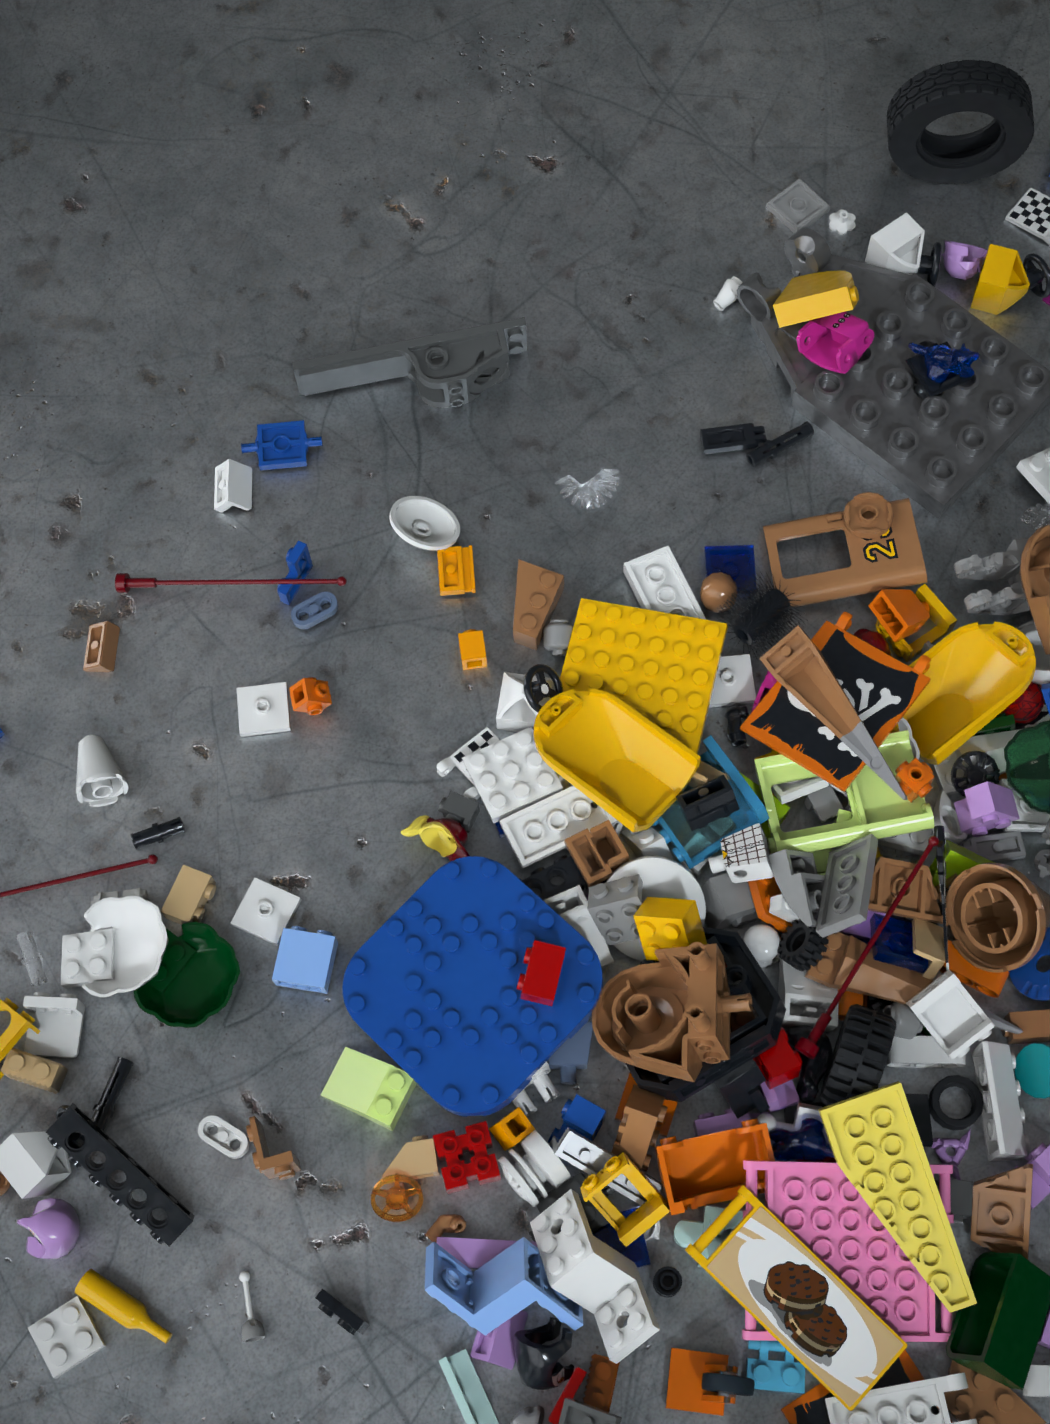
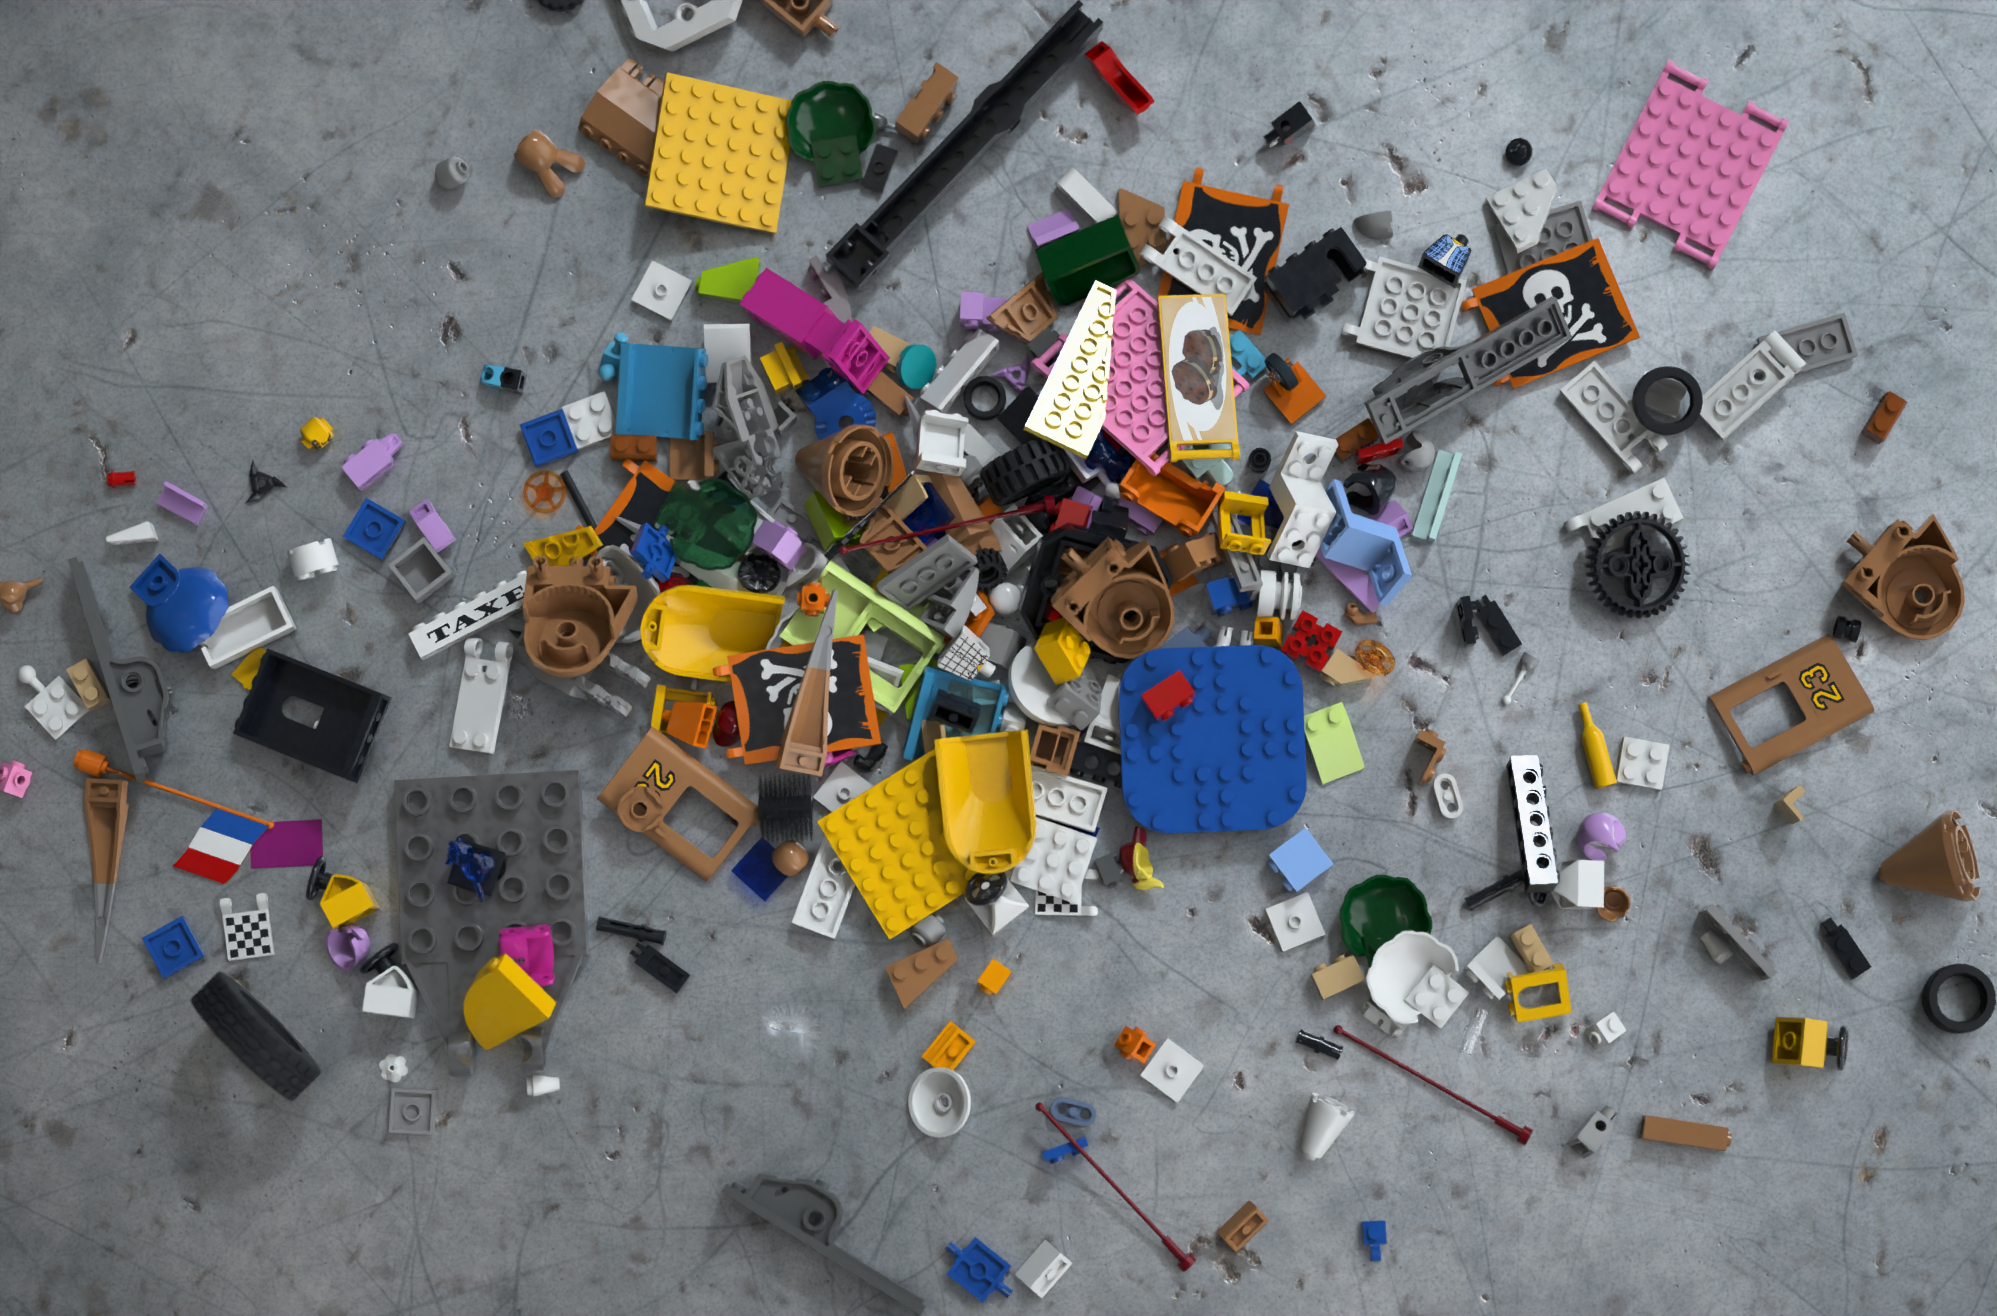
camera: 140 degrees left, 15 degrees up
(311, 1338) = (1497, 626): none -> black hinge

